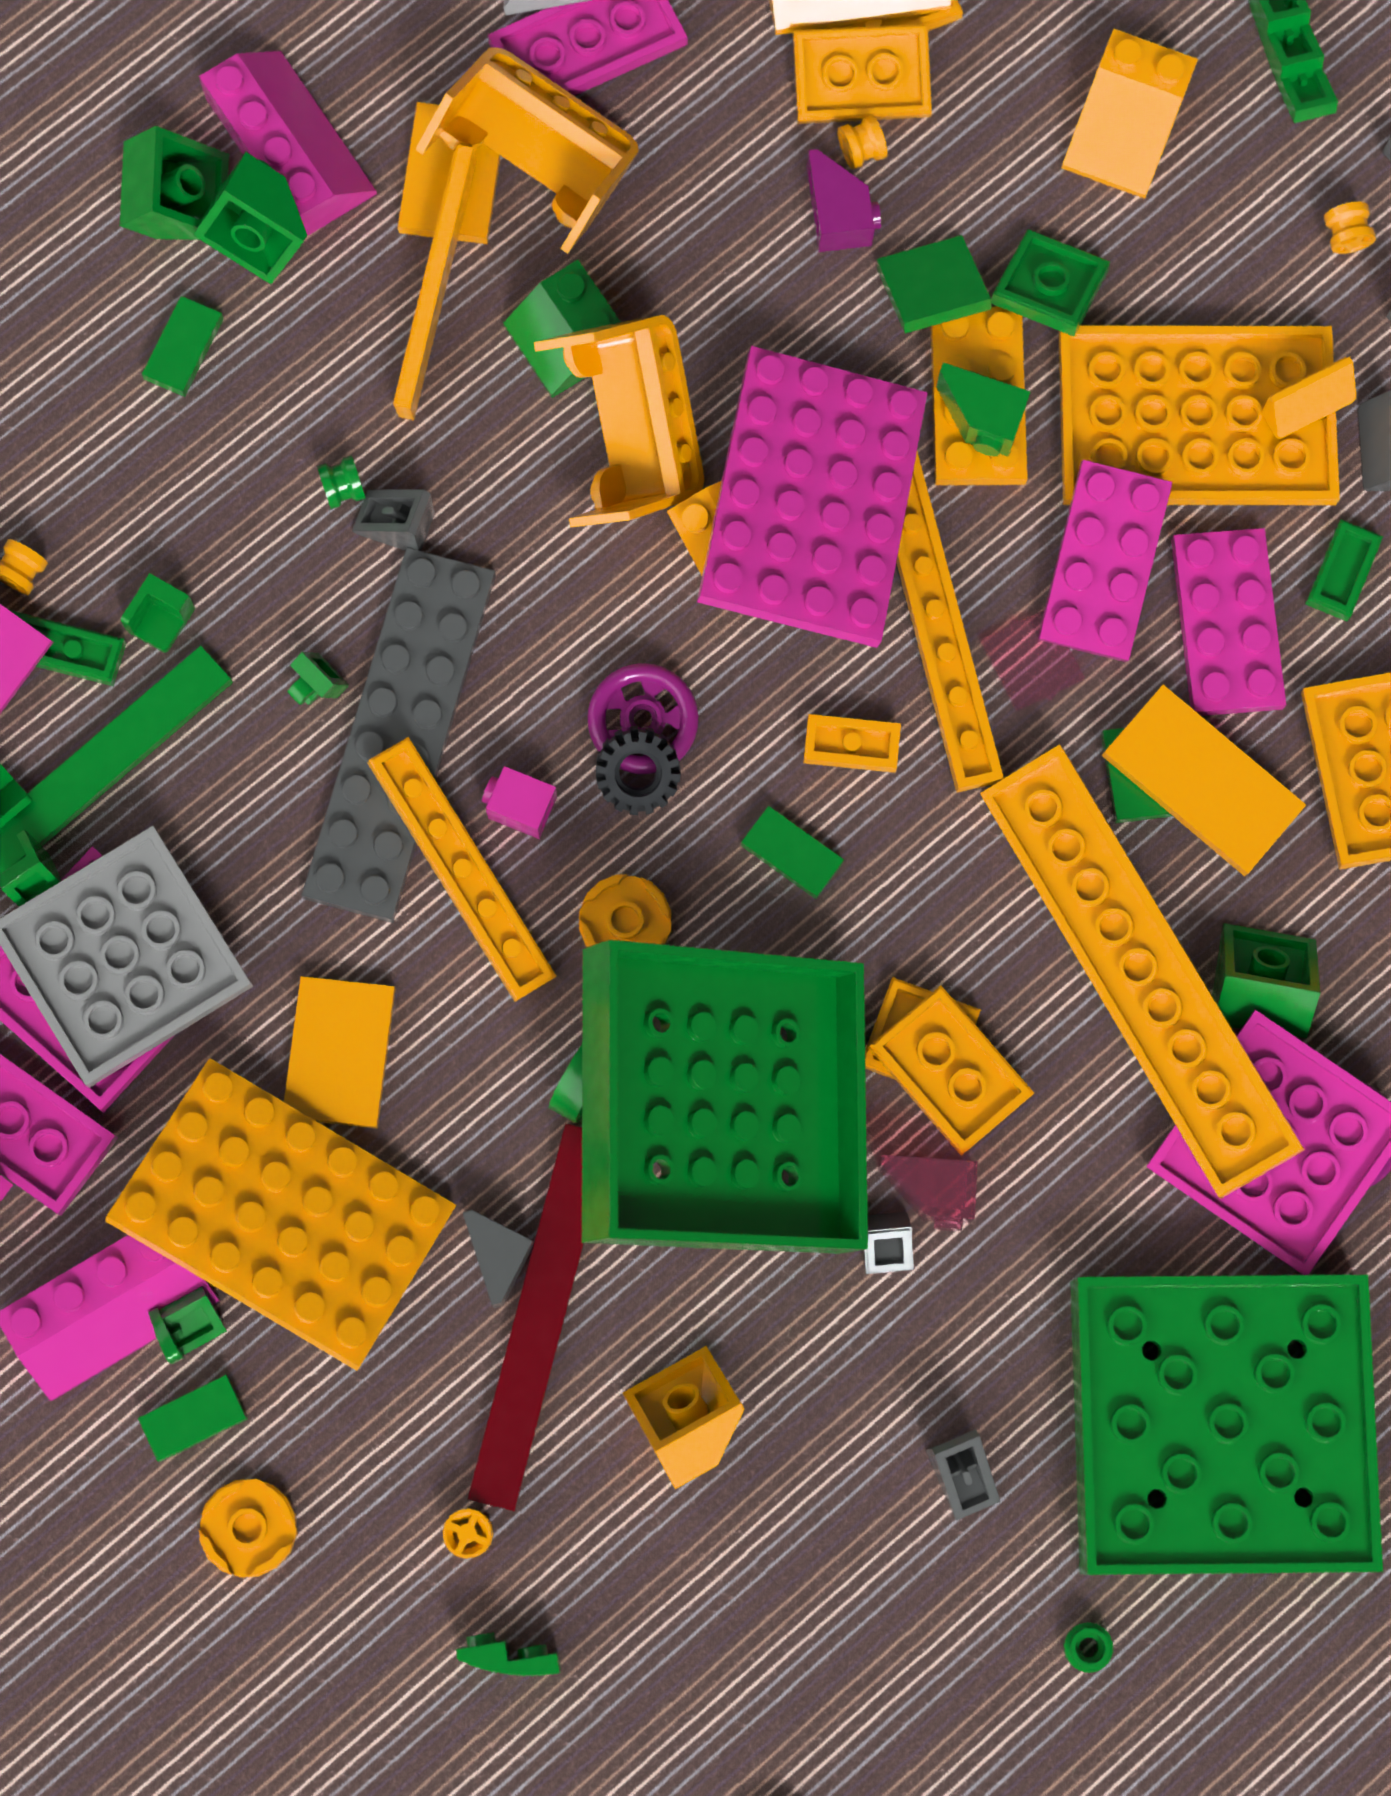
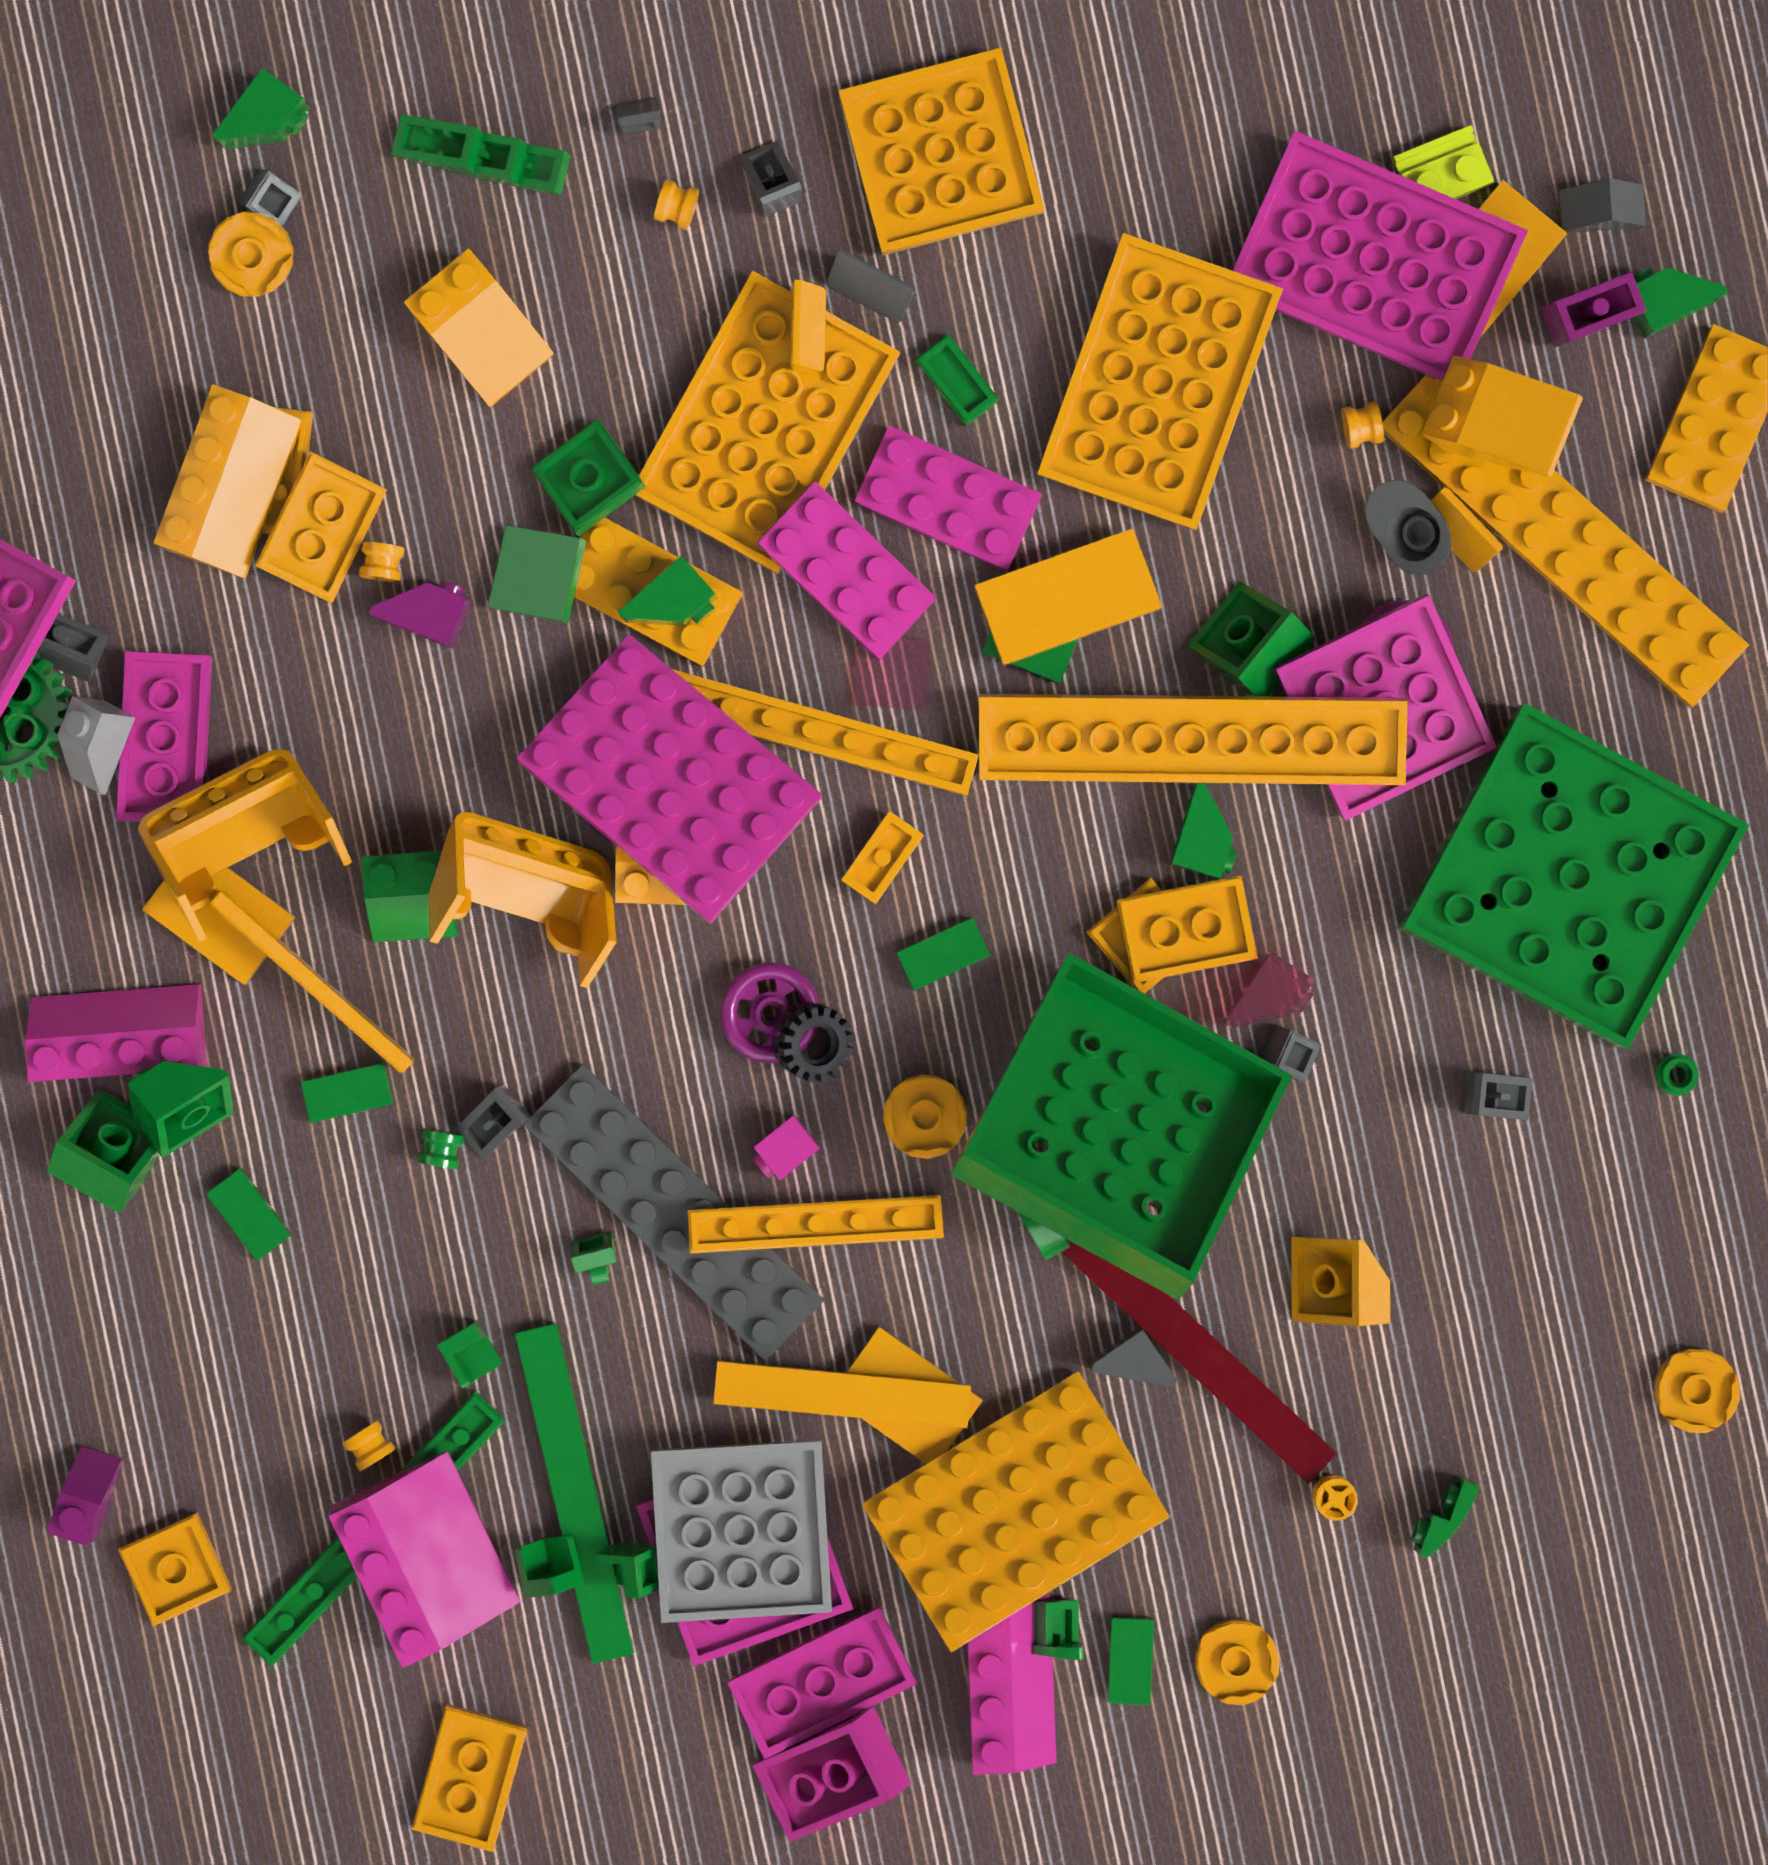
camera: 60 degrees left, 10 degrees up
(309, 985) = (842, 1394): none -> light orange tile
(347, 374) = (347, 1093): none -> green tile
(1048, 1037) = (1204, 838): none -> green slope

